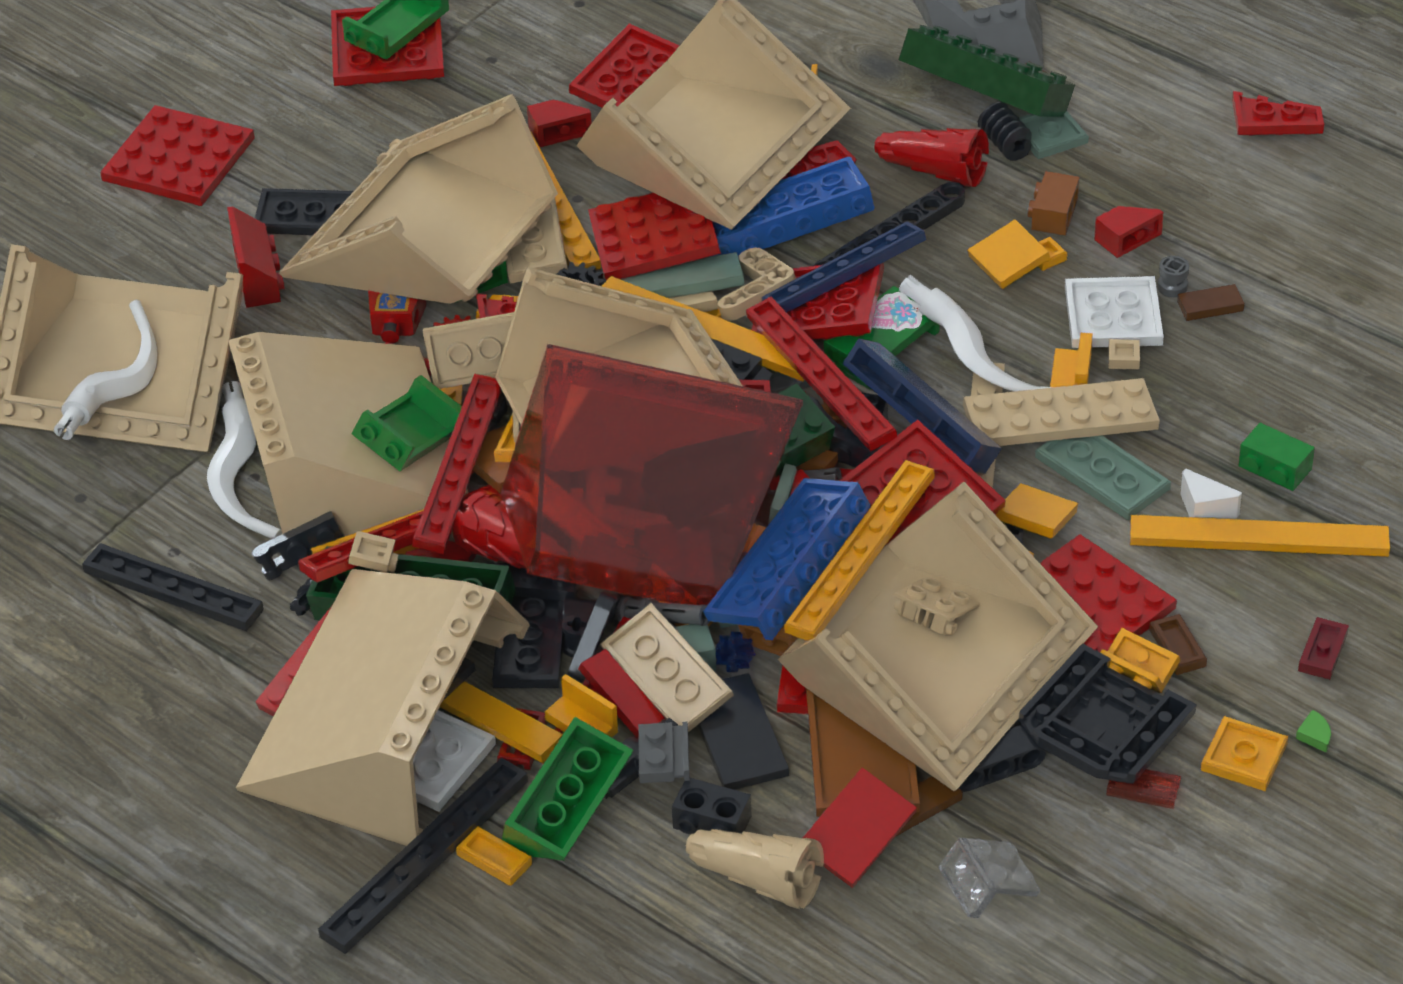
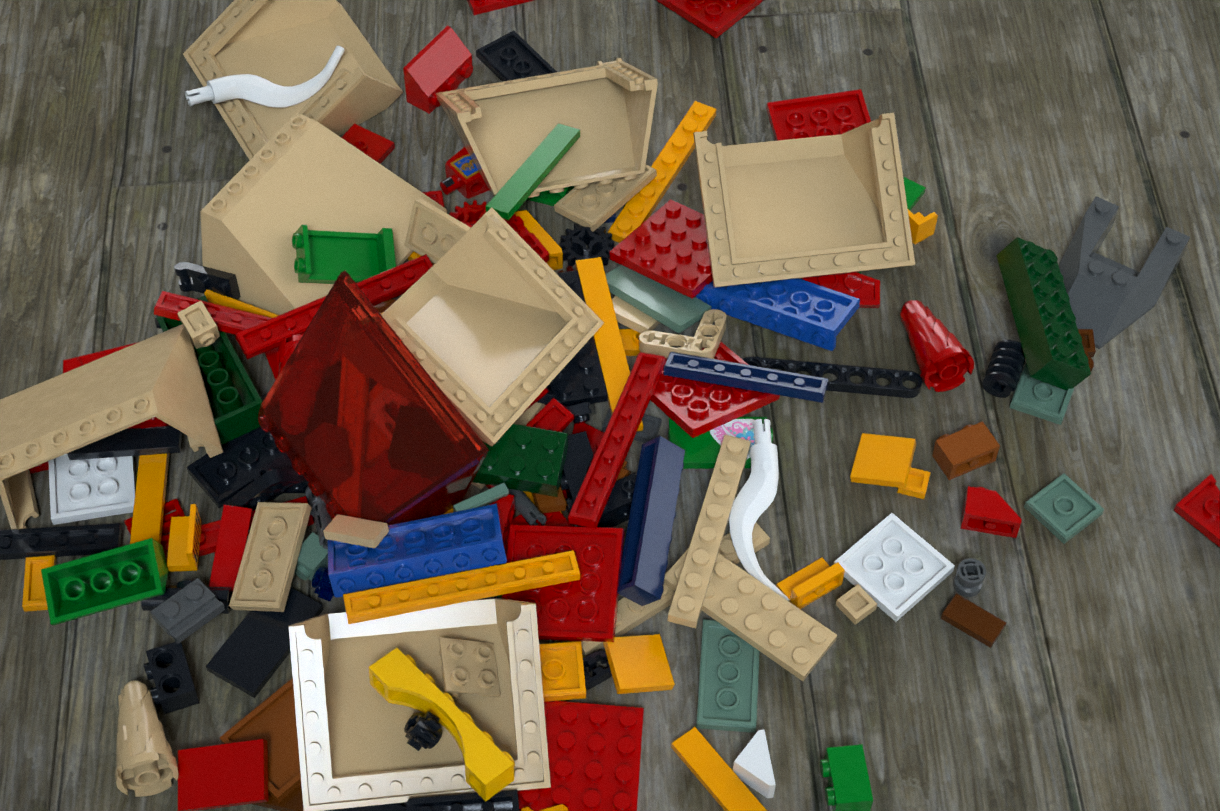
camera: 45 degrees right, 10 degrees up
(173, 587) = (124, 248): black plate -> none
(470, 255) = (533, 171): none -> tile
(557, 122) = (731, 122): red slope -> none
(726, 581) = (356, 531): none -> tan tile
(969, 660) = (423, 730): none -> black gear
(970, 380) = (709, 532): none -> tan plate
(1040, 634) = (402, 683): none -> yellow arch
(1168, 189) = (1064, 508): none -> sand green tile

